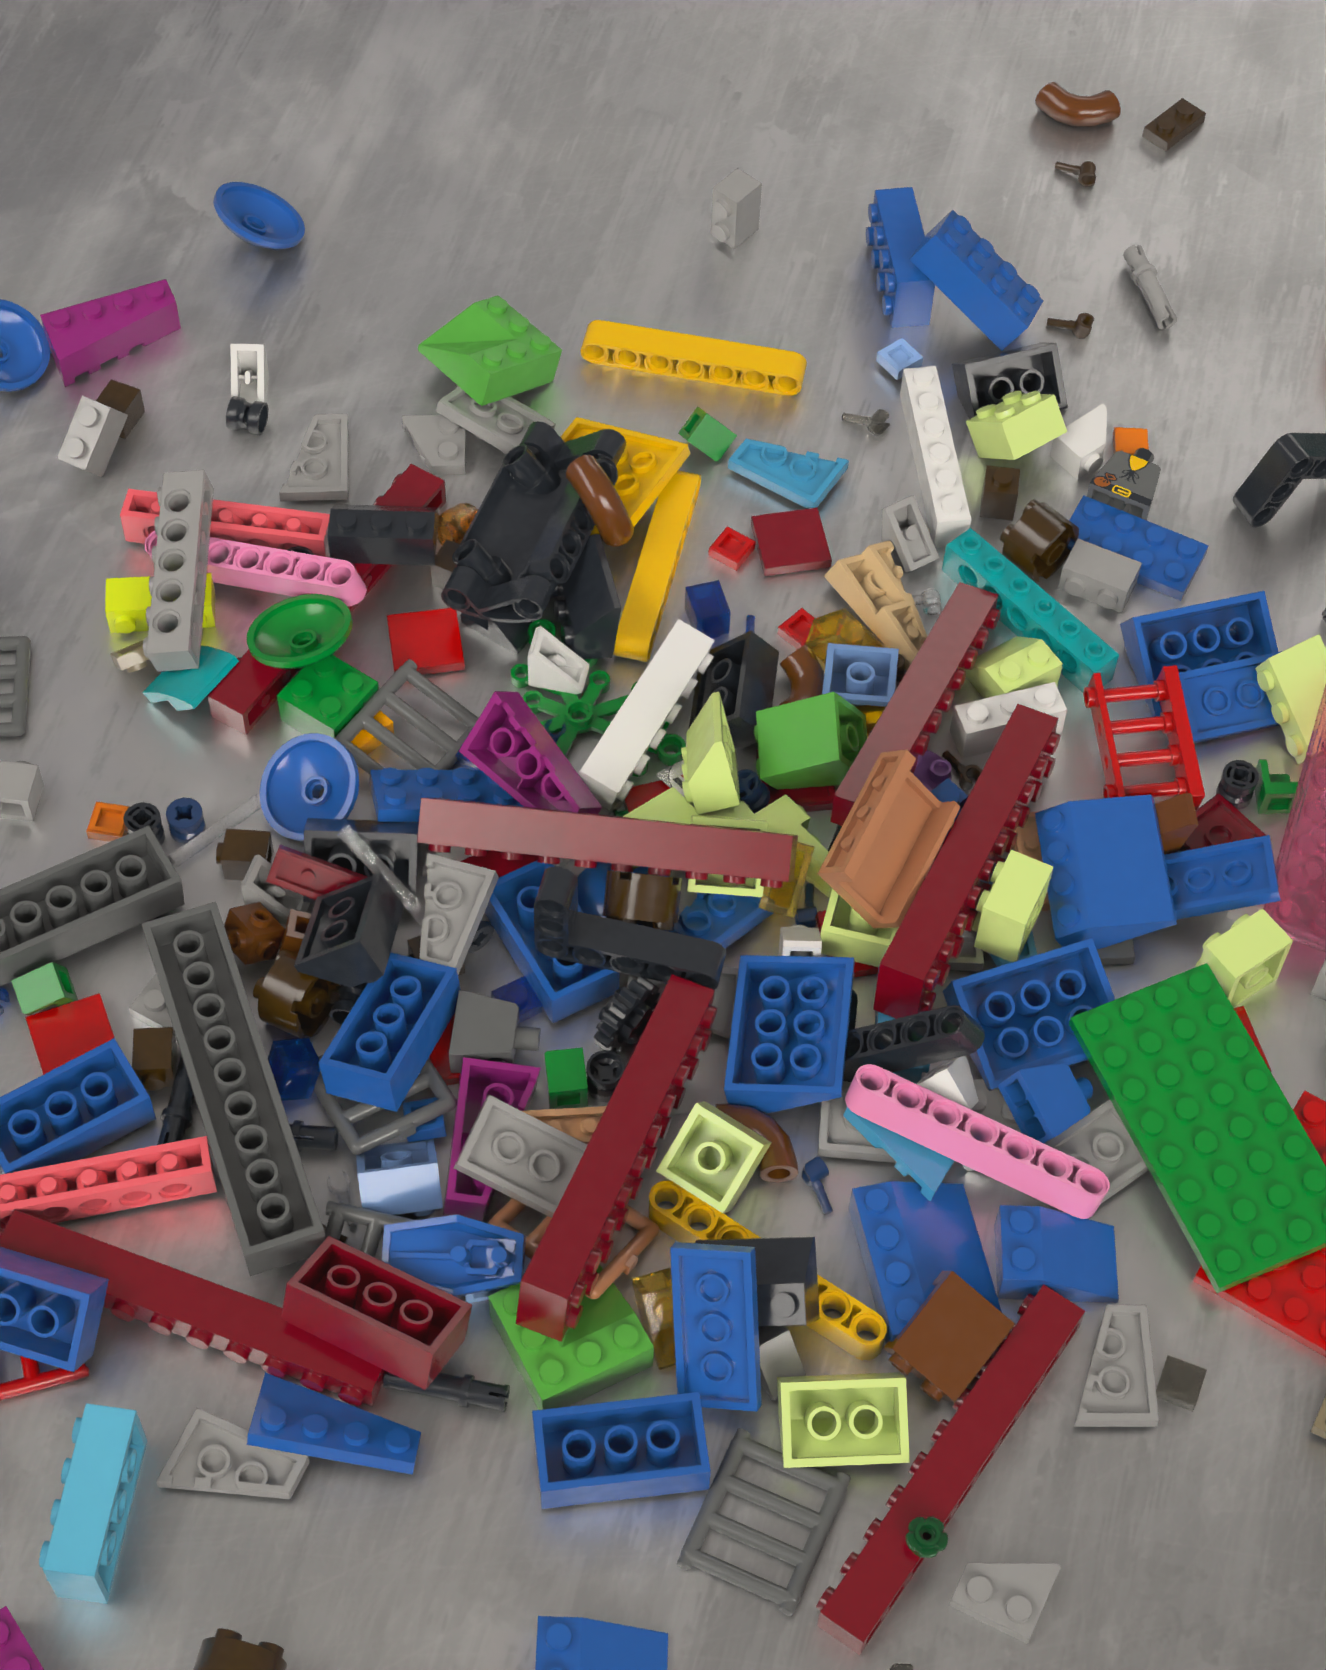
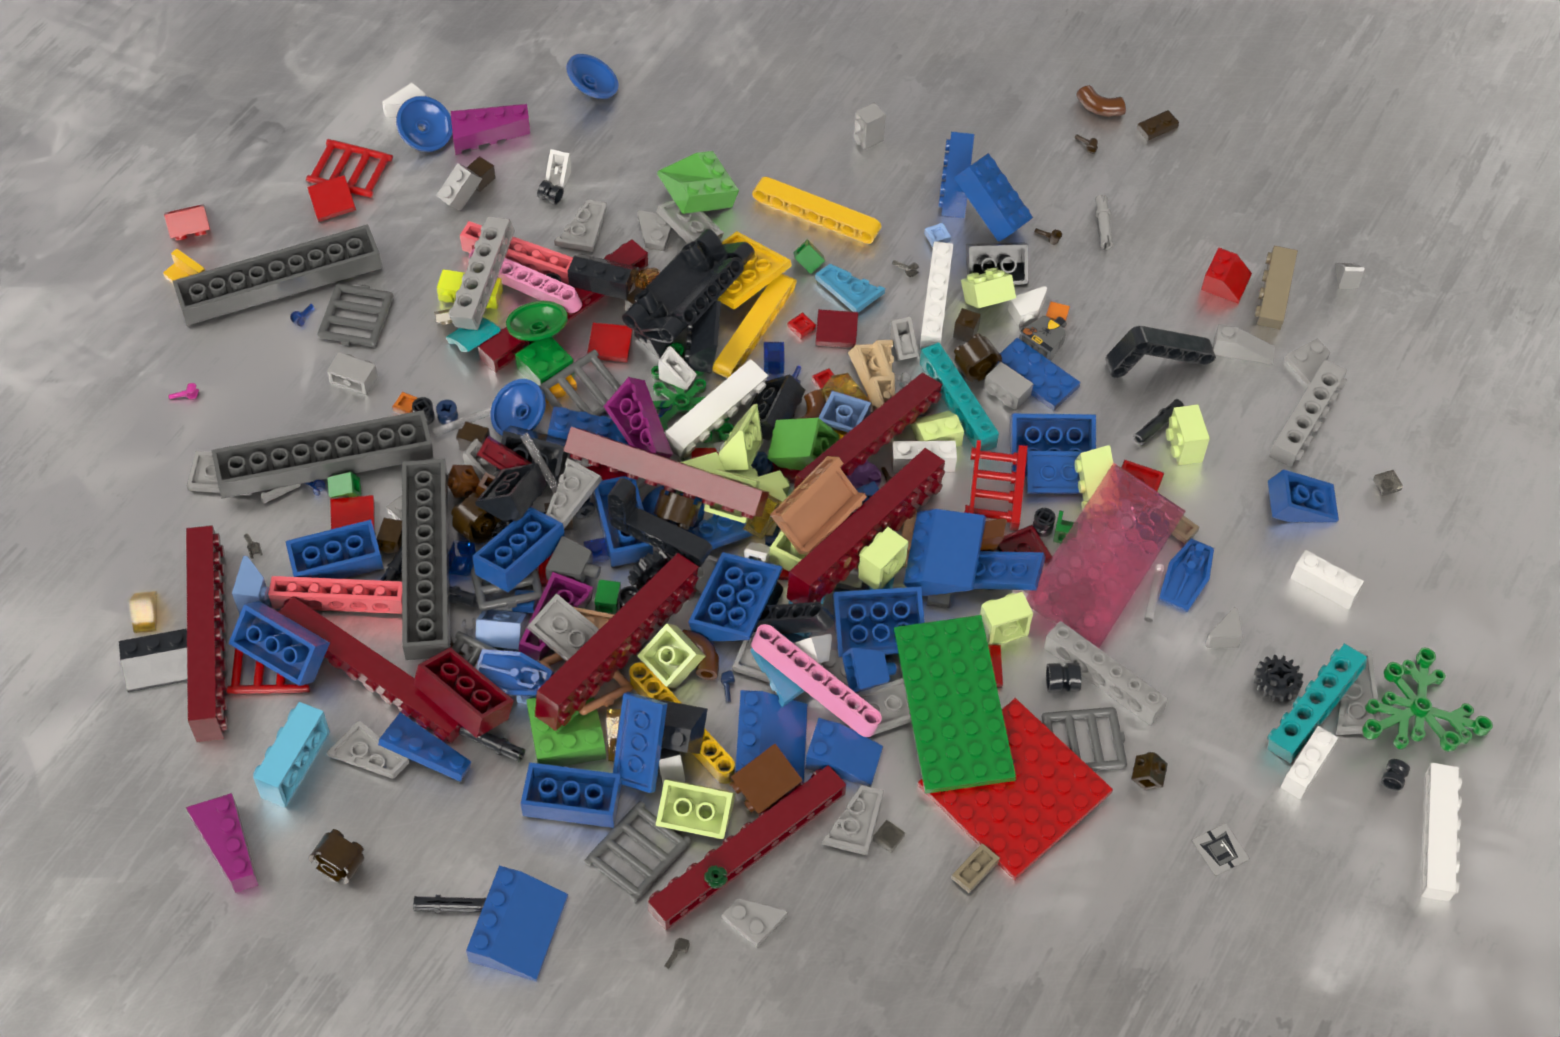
camera: 15 degrees right, 0 degrees up
(601, 500) = (725, 282): reddish brown cylinder -> none

